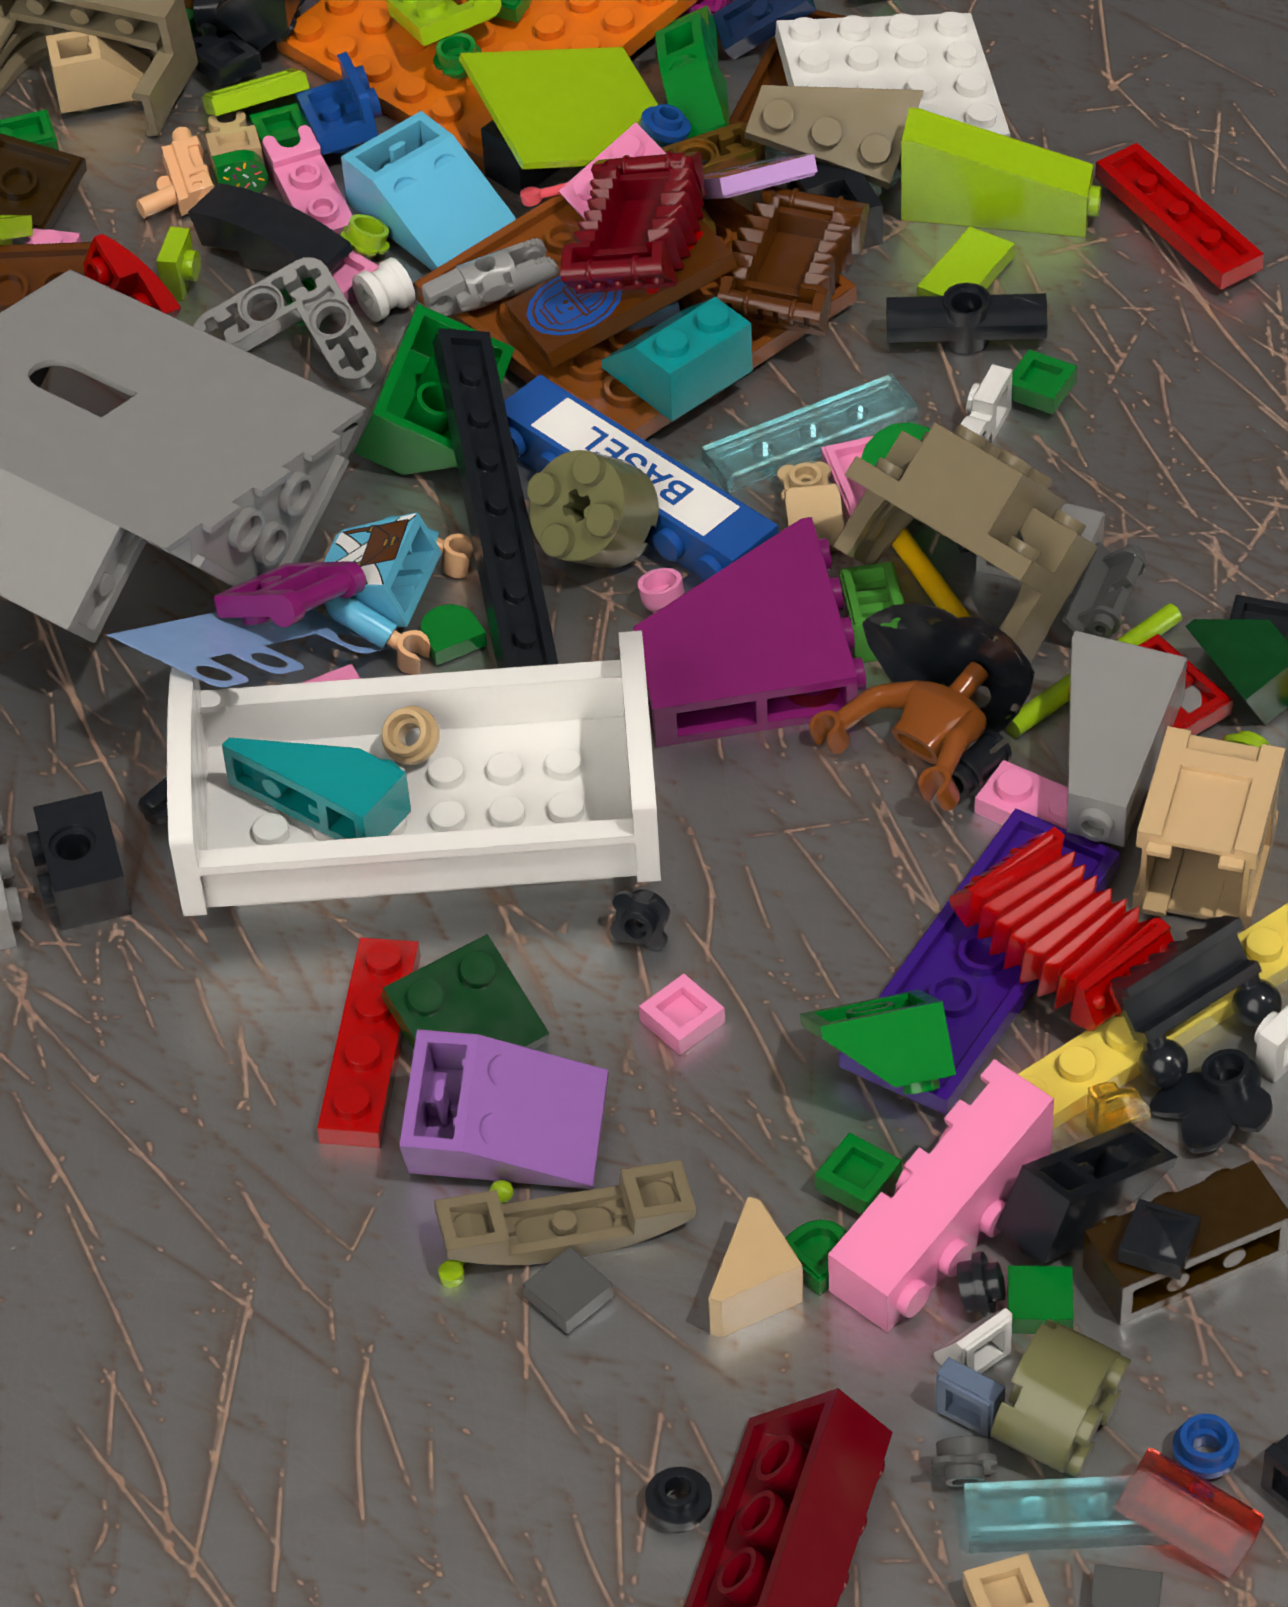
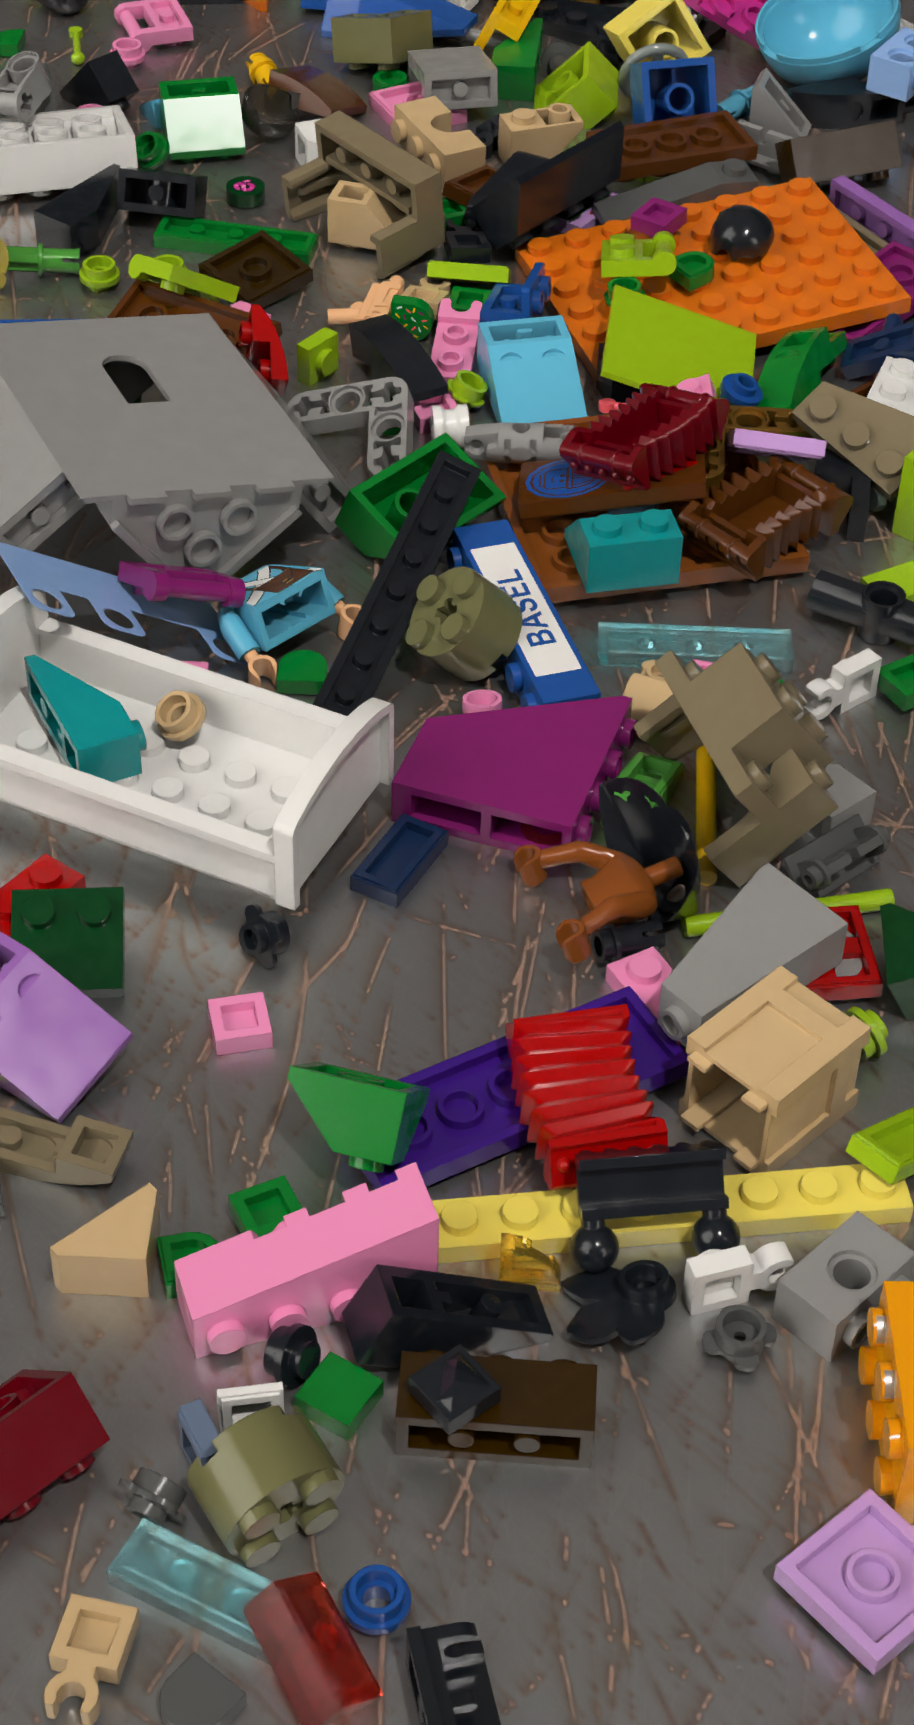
camera: 25 degrees right, 5 degrees down
(699, 784) = (399, 860): none -> dark blue tile

